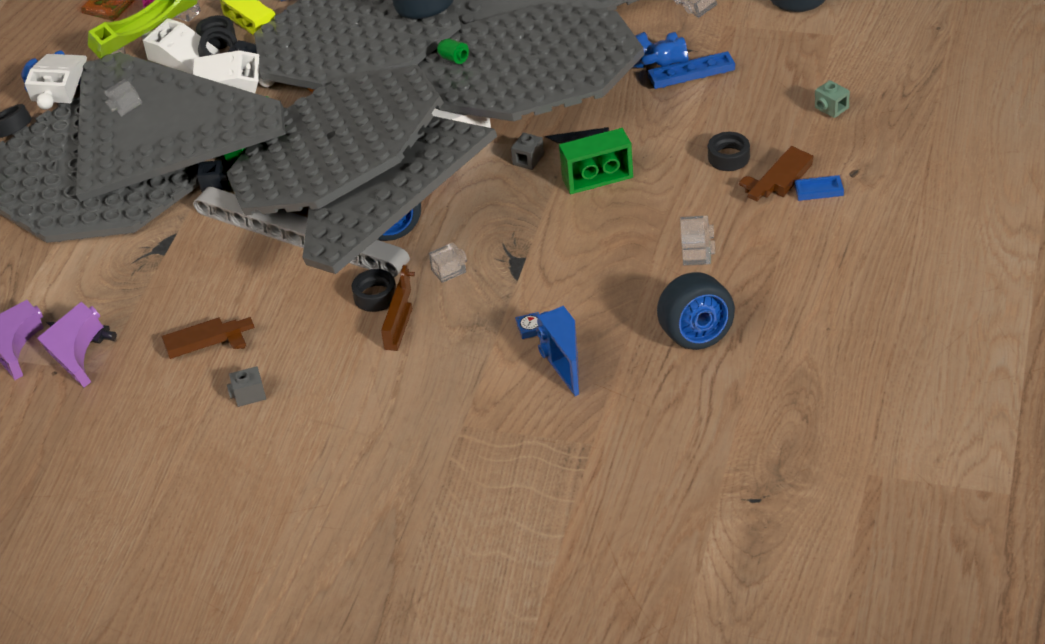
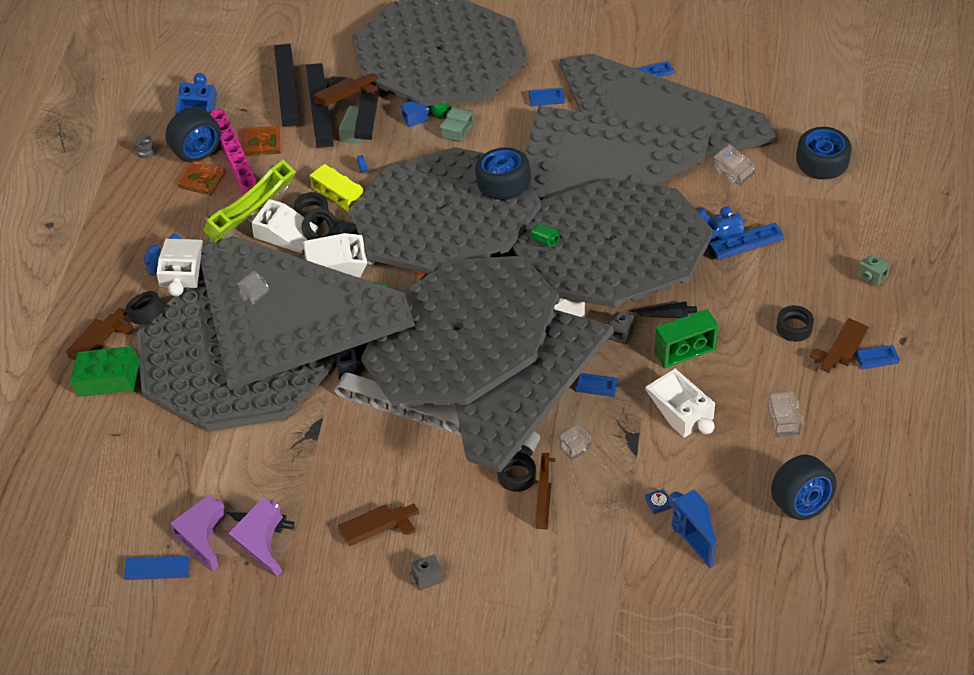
camera: 10 degrees left, 5 degrees up
(488, 208) = (596, 384): none -> blue tile
(578, 227) = (682, 403): none -> white slope

